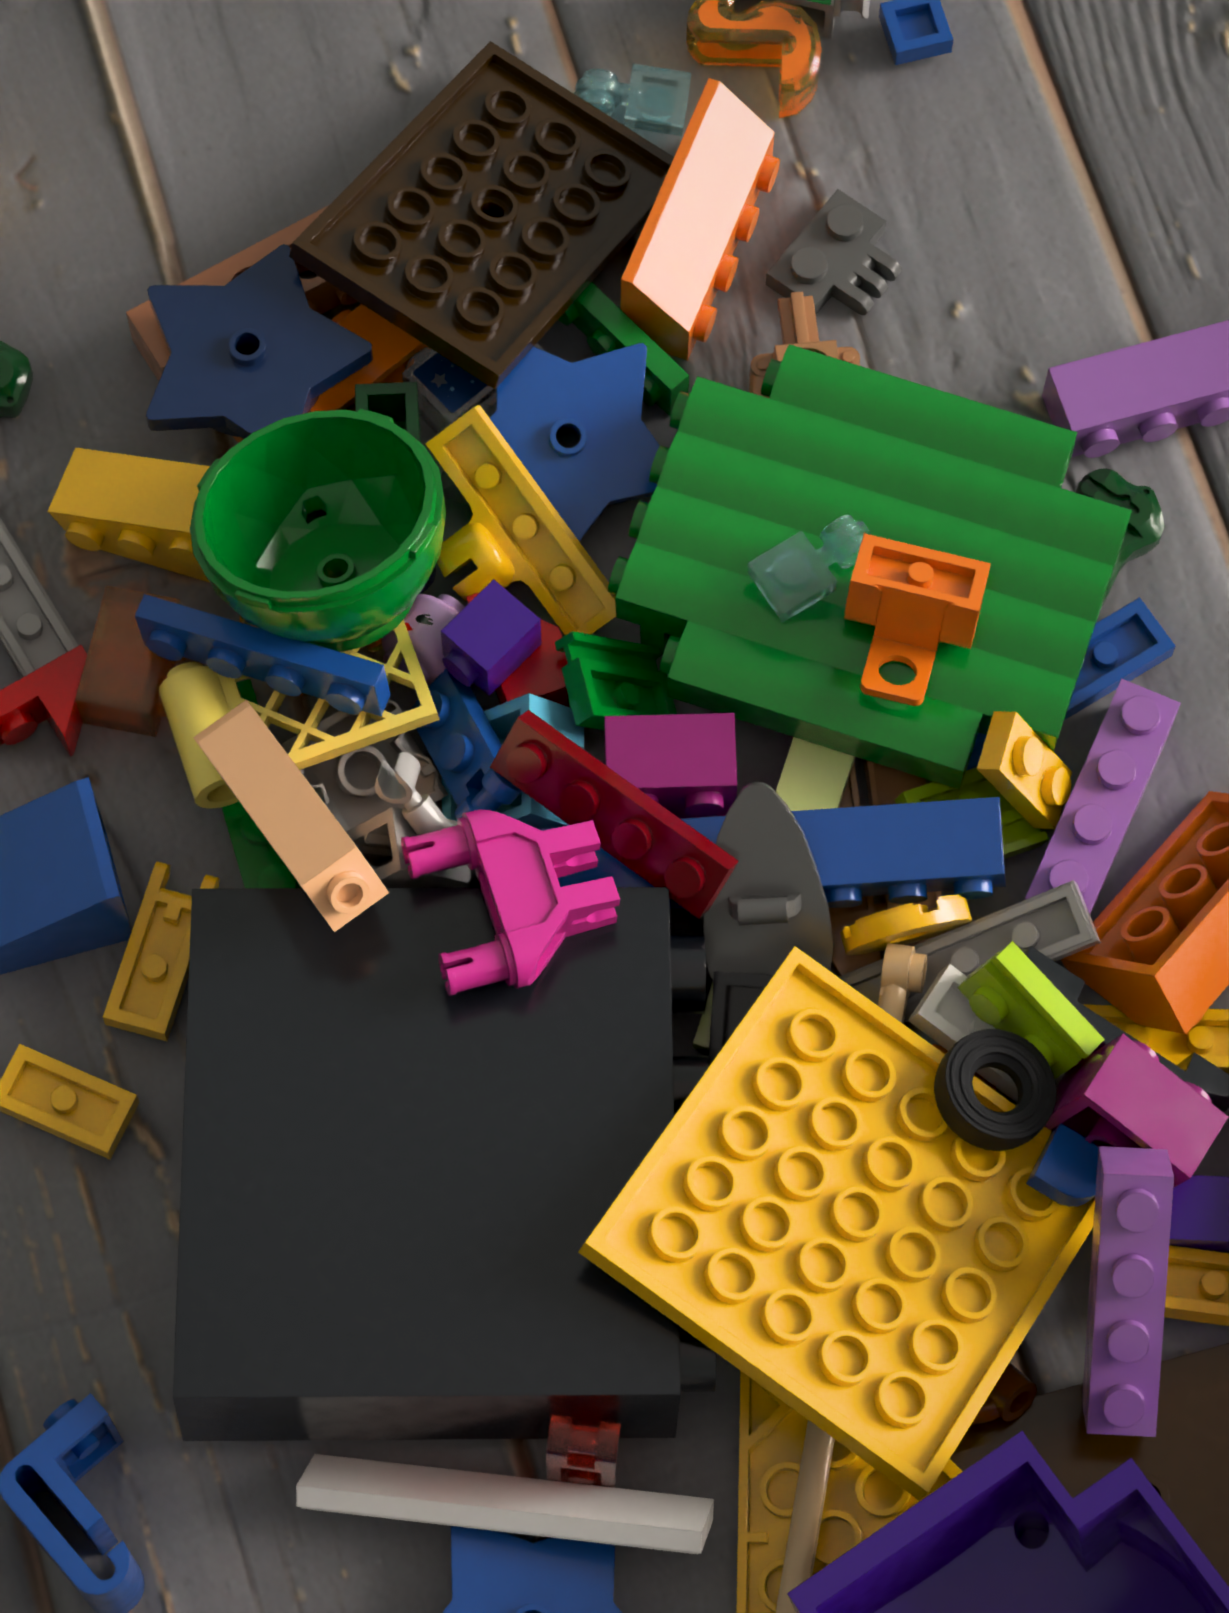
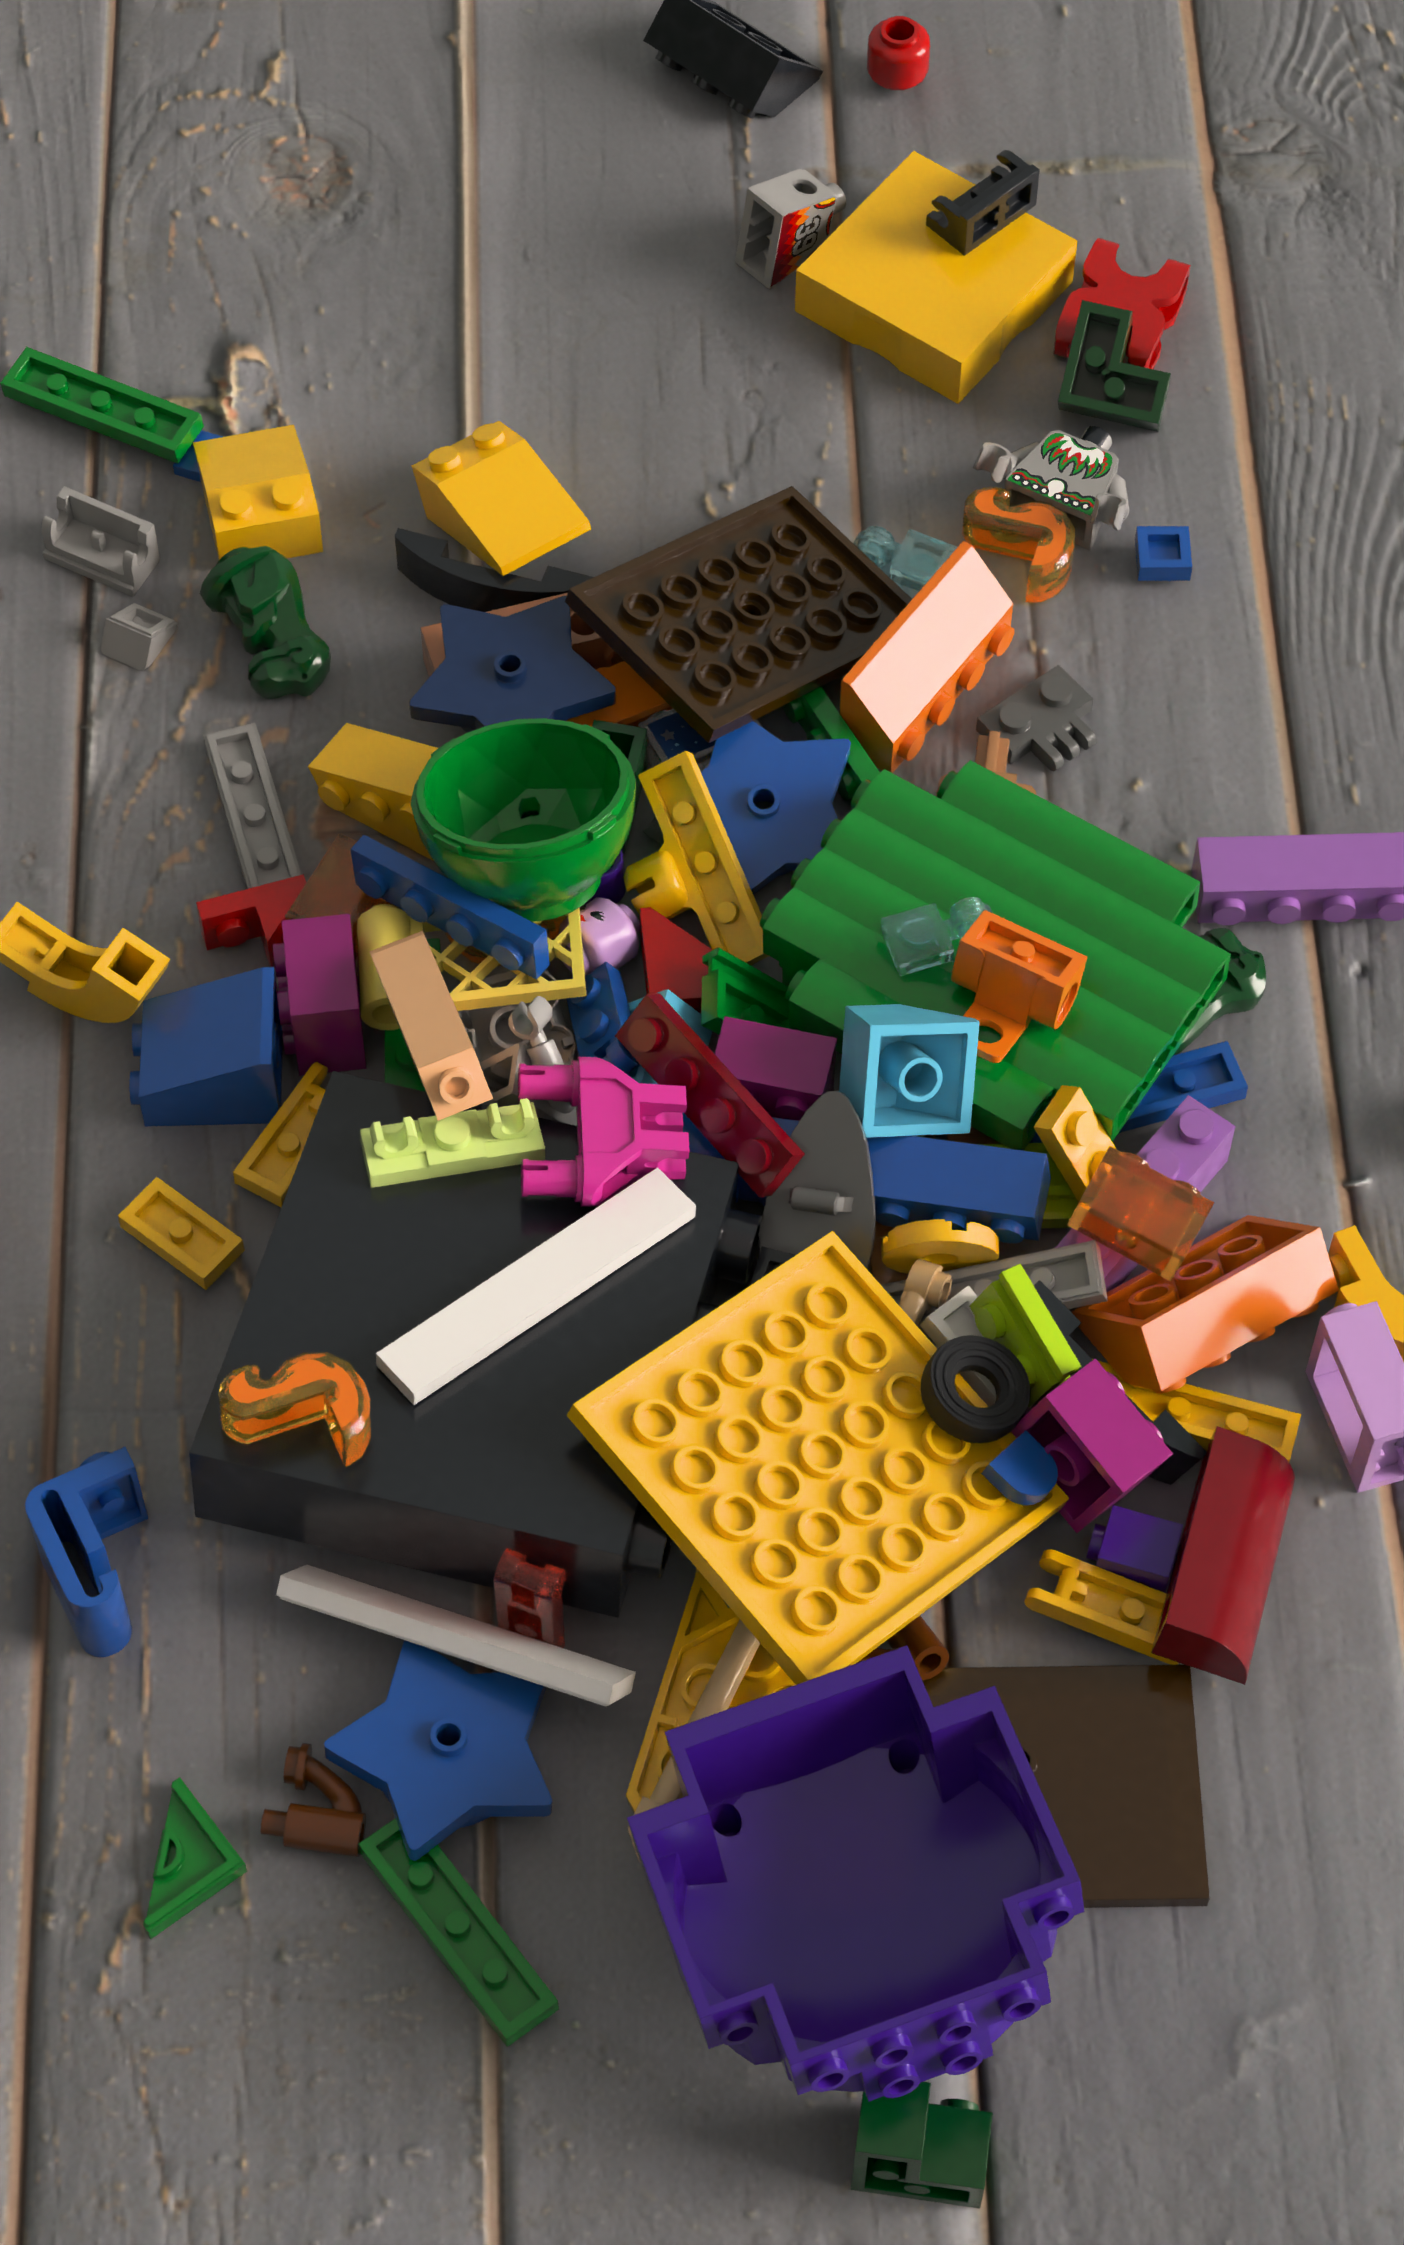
camera: 15 degrees right, 10 degrees down
(142, 785) = (320, 993): none -> magenta brick
(169, 133) = (497, 498): none -> yellow slope
(171, 245) = (471, 586): none -> black slope
(277, 1301) = (297, 1394): none -> clear yellow animal
(329, 962) = (452, 1145): none -> yellowish green plate
(489, 638) = (647, 939): dark purple brick -> none
(493, 1098) = (534, 1286): none -> white tile
(824, 734) = (909, 1069): none -> medium azure slope
(1115, 837) = (1141, 1213): none -> clear orange brick
(1127, 1291) = (1043, 1576): medium lavender brick -> none

